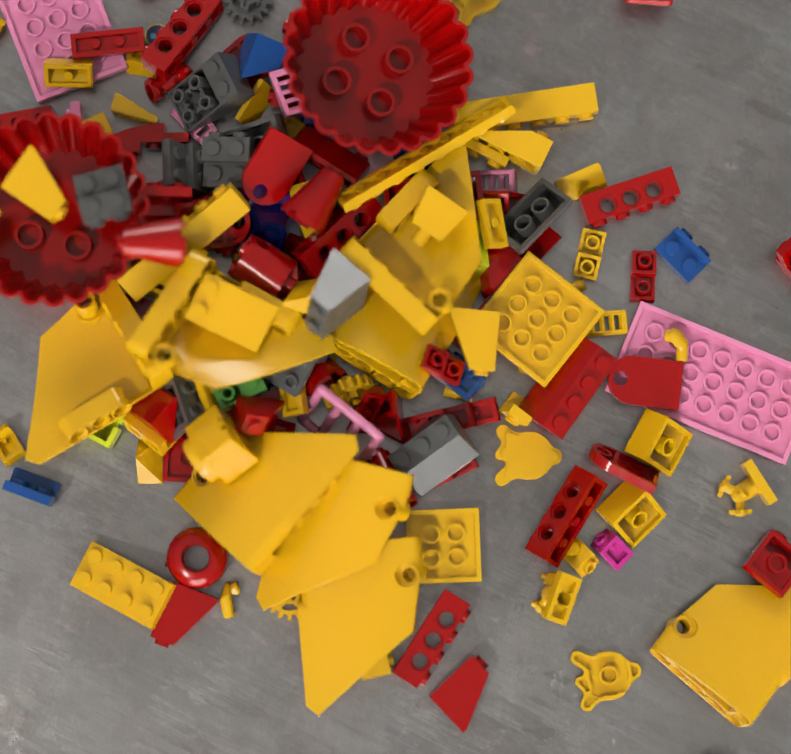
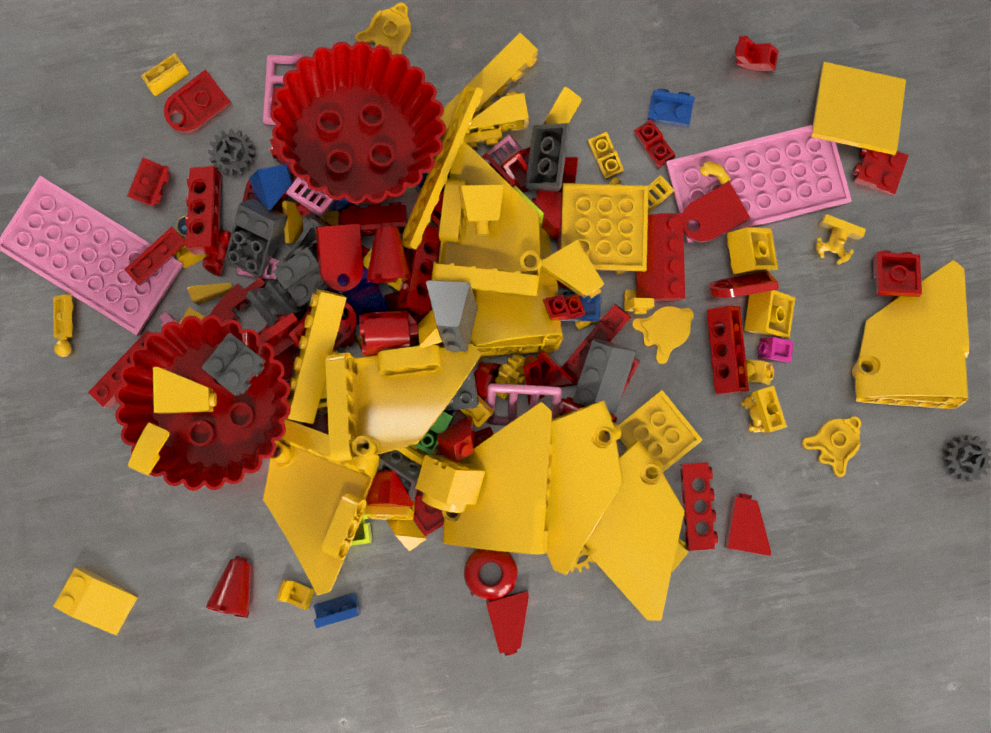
camera: 30 degrees left, 0 degrees up
(68, 73) = (143, 298): yellow slope -> none
(122, 585) = (452, 631): yellow plate -> none
(154, 241) = (295, 370): red cone -> none
(226, 598) = (532, 586): yellow arm -> none
(231, 312) = (387, 380): yellow slope -> none
(492, 223) = (524, 182): yellow plate -> none
(662, 179) = (618, 66): red brick -> none

